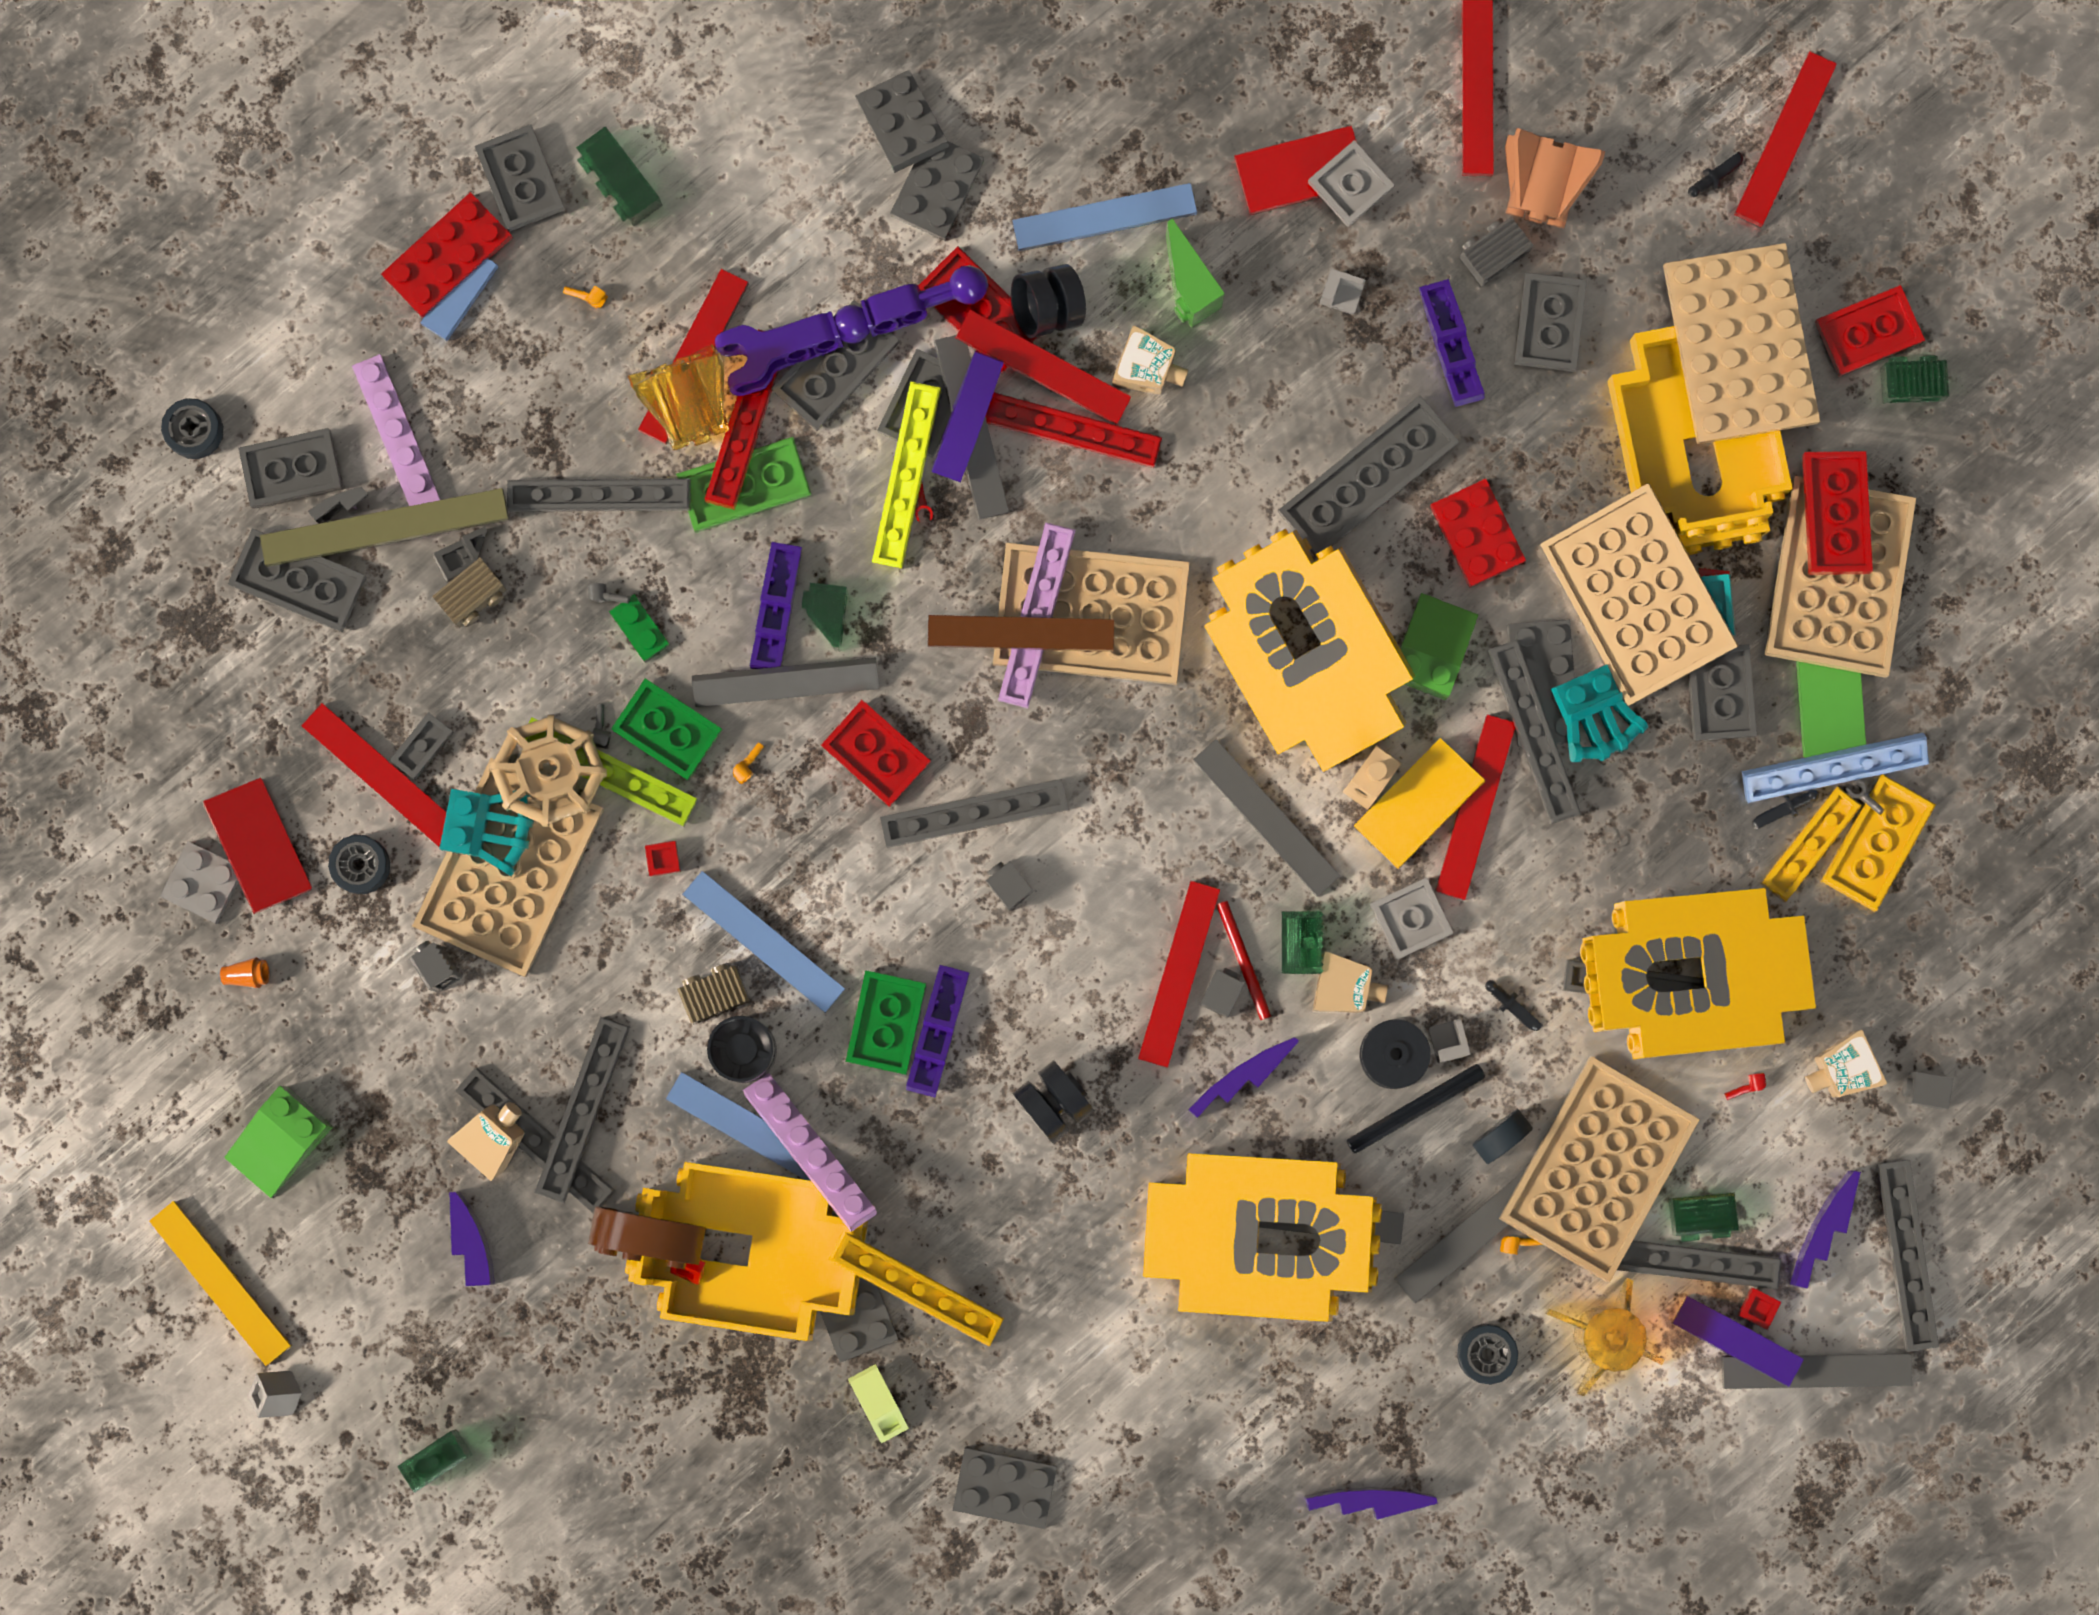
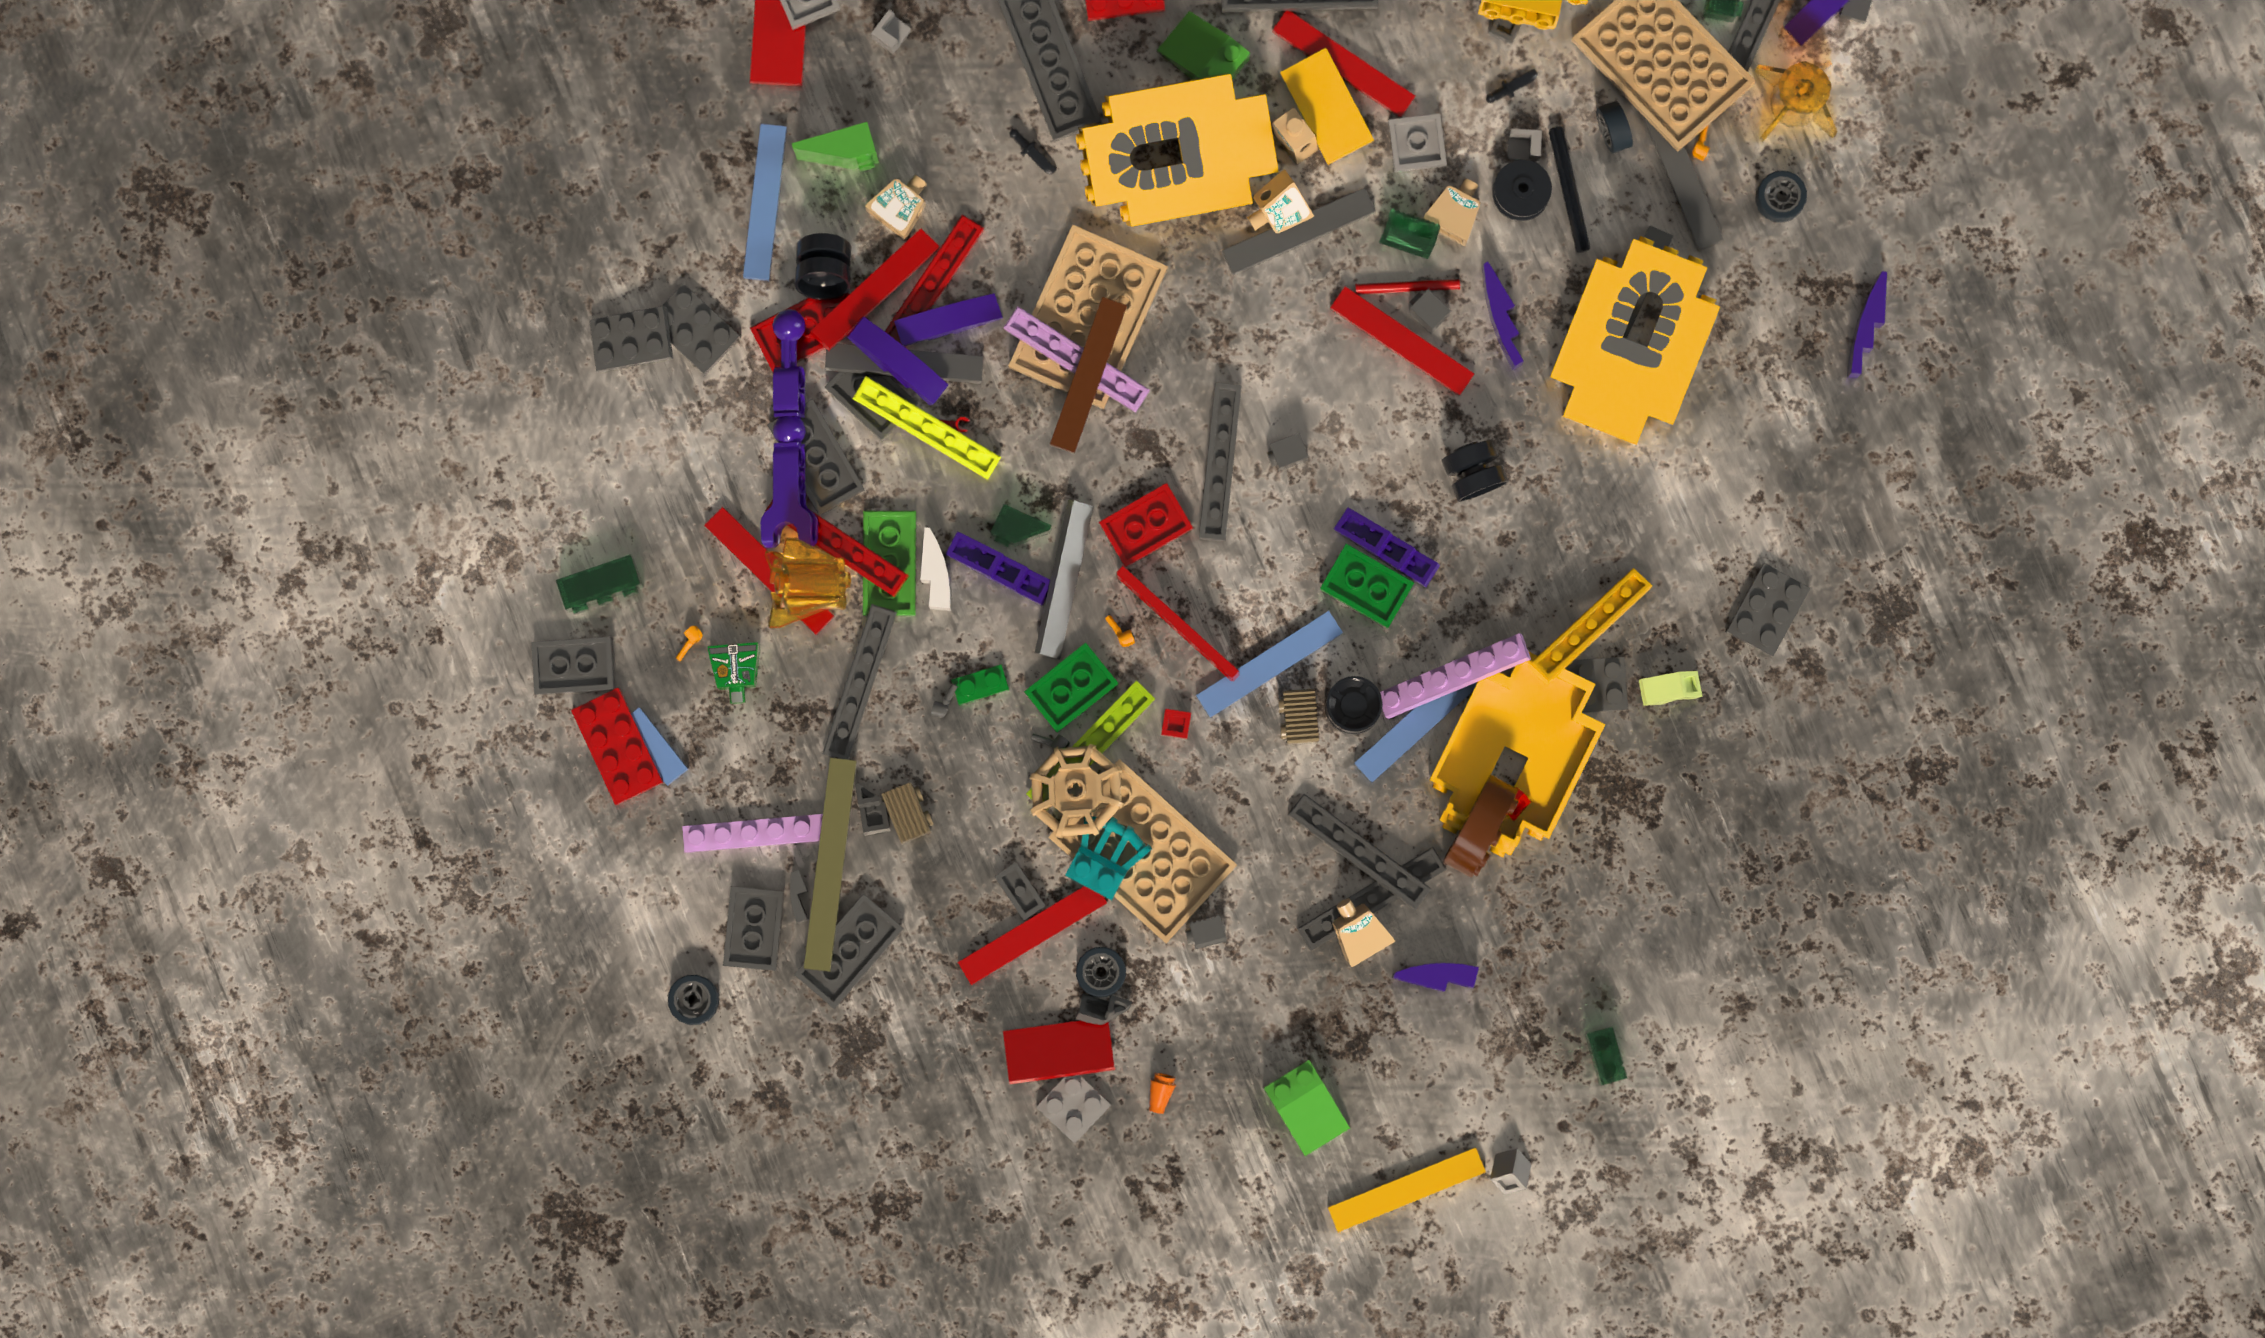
camera: 70 degrees left, 0 degrees up
(315, 877) = (1101, 1011): none -> dark grey slope
(571, 354) = (735, 668): none -> torso
(749, 537) = (935, 572): none -> white slope
(774, 823) = (1177, 624): none -> red tile
(1036, 459) = (948, 319): none -> dark purple slope
(1259, 491) = (1032, 152): none -> black piece
(1286, 785) = (1280, 205): none -> torso

